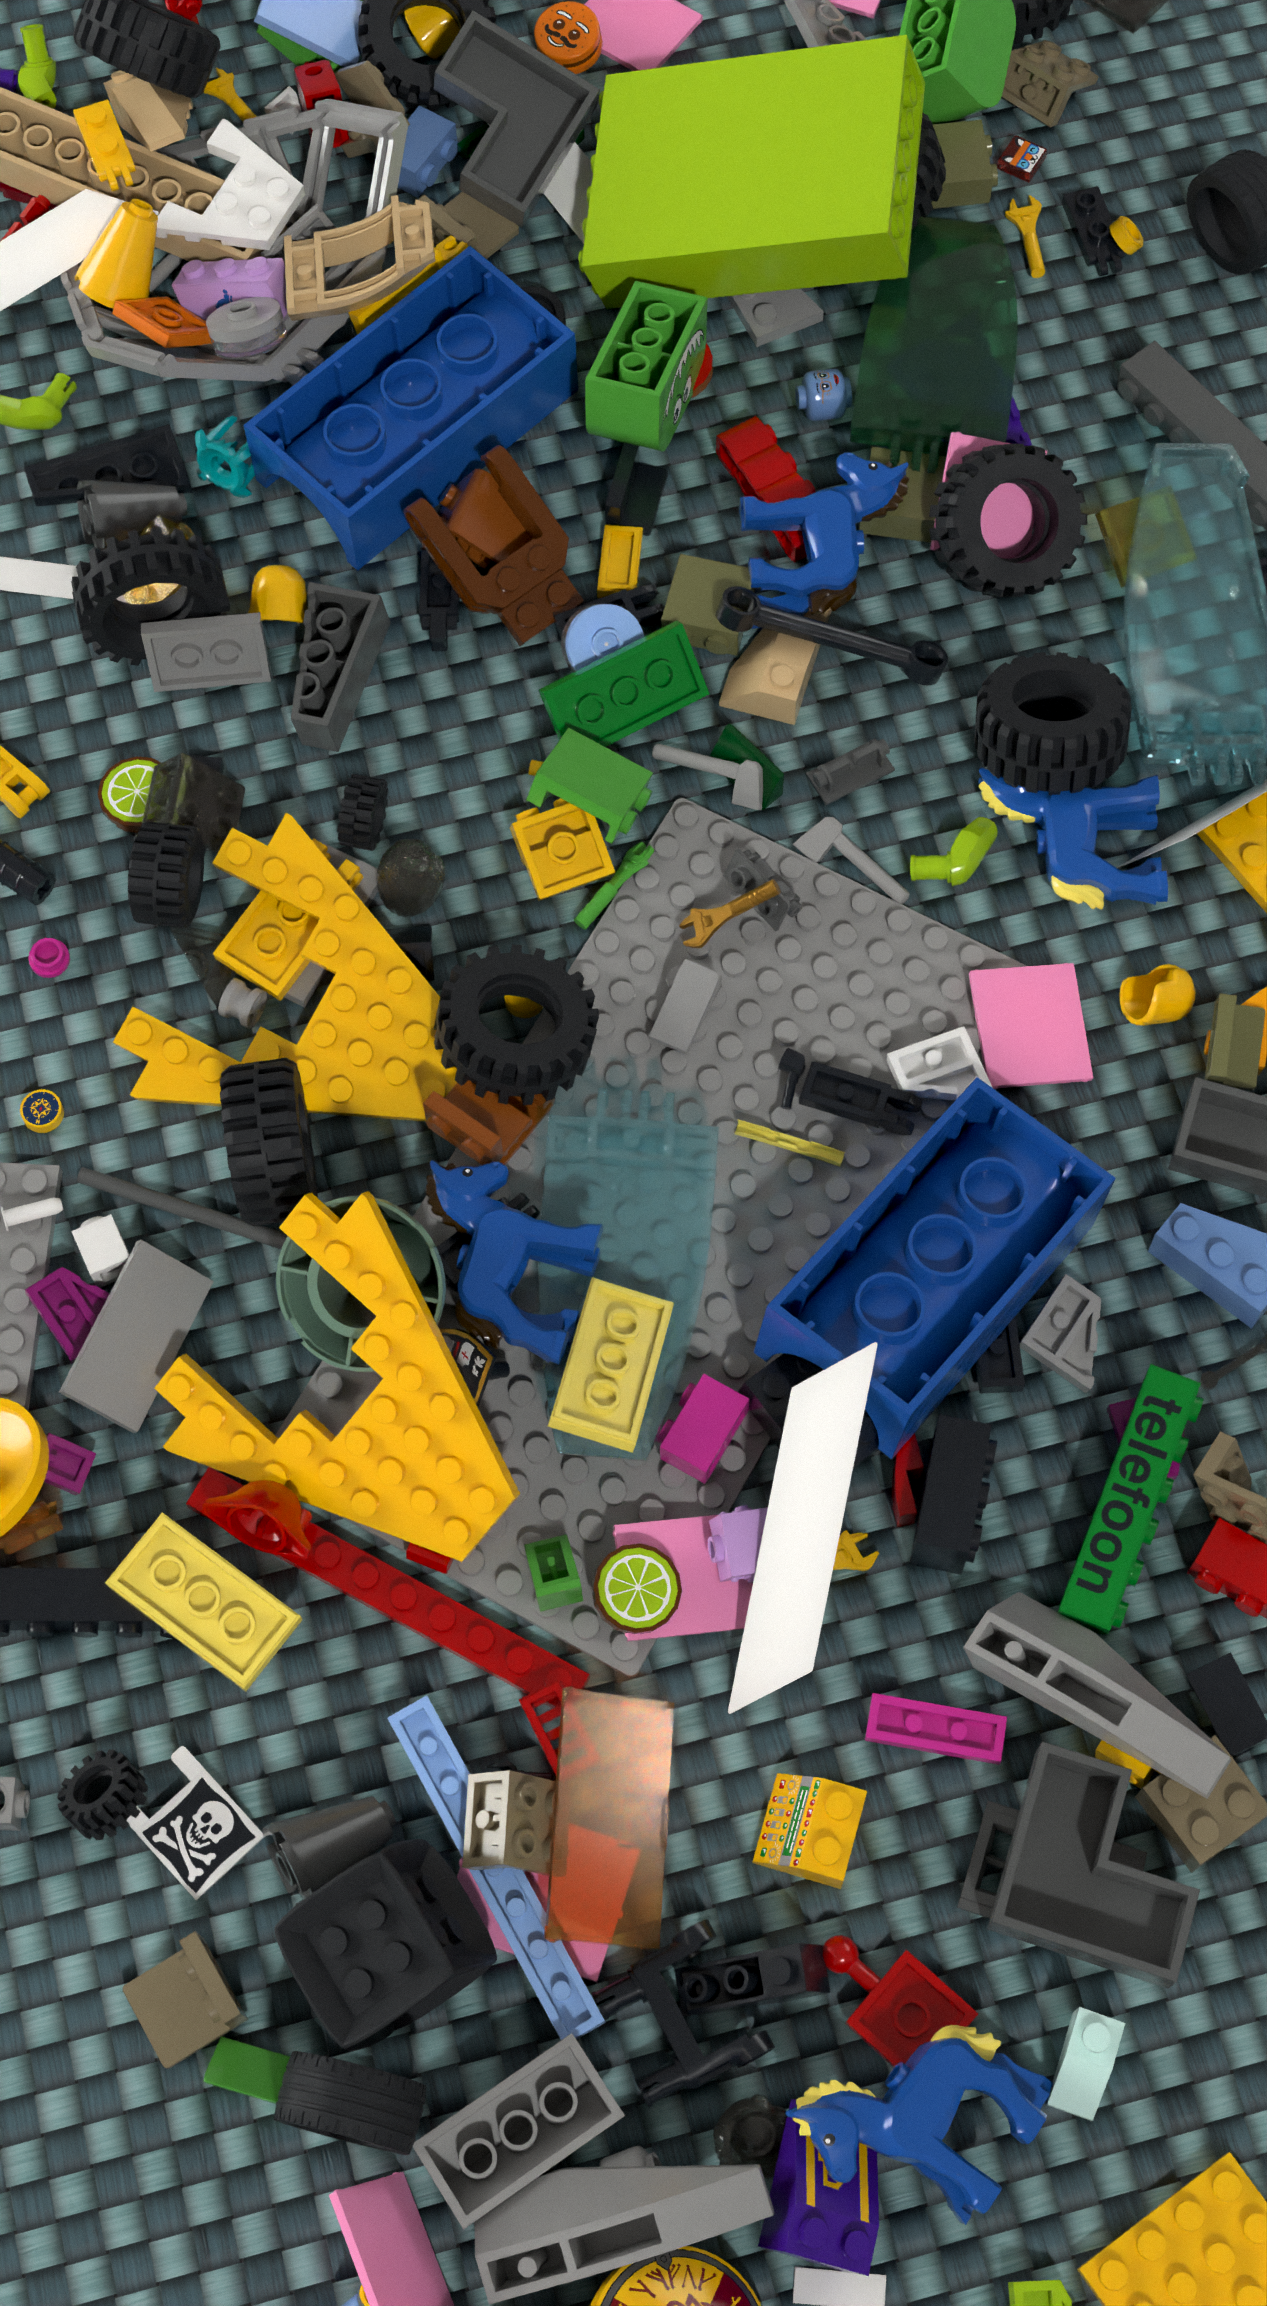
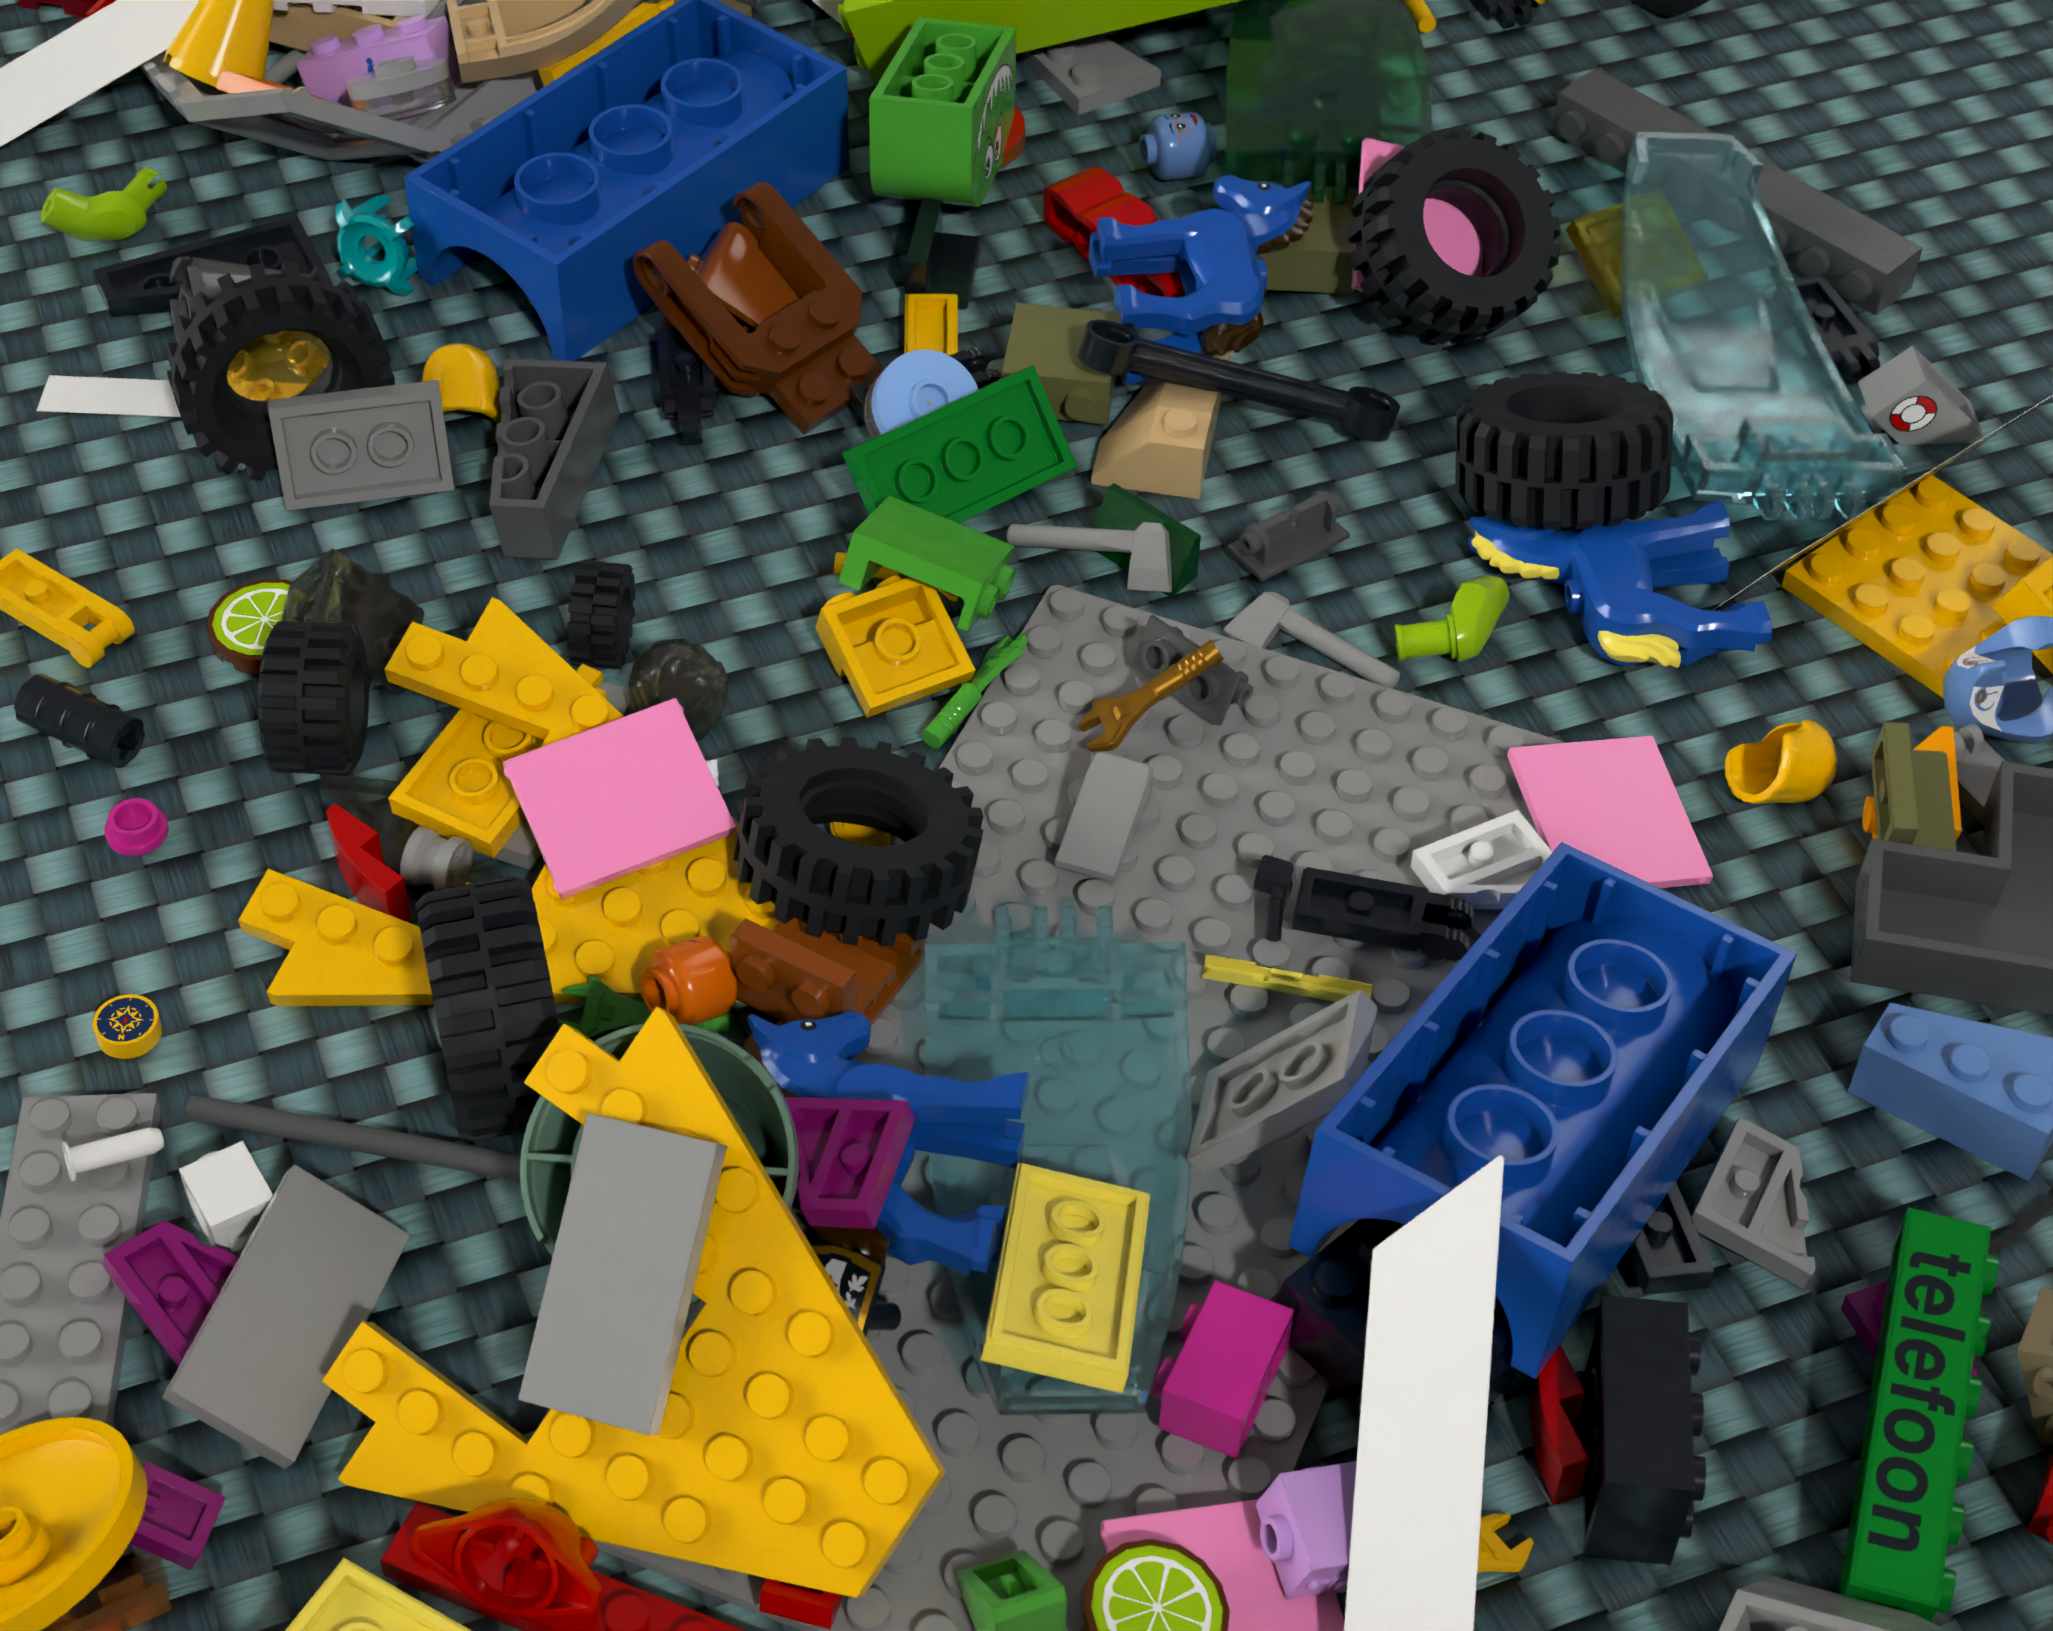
camera: 10 degrees left, 20 degrees down
(195, 999) = (363, 867): none -> red slope
(333, 1357) = (622, 1274): none -> light grey tile
(348, 1126) = (610, 1010): none -> bright green piece
(362, 976) = (619, 798): none -> bright pink piece
(398, 1119) = (691, 981): none -> orange head
(477, 1283) = (848, 1157): none -> magenta wing
(766, 1239) = (1282, 1083): none -> light grey plate

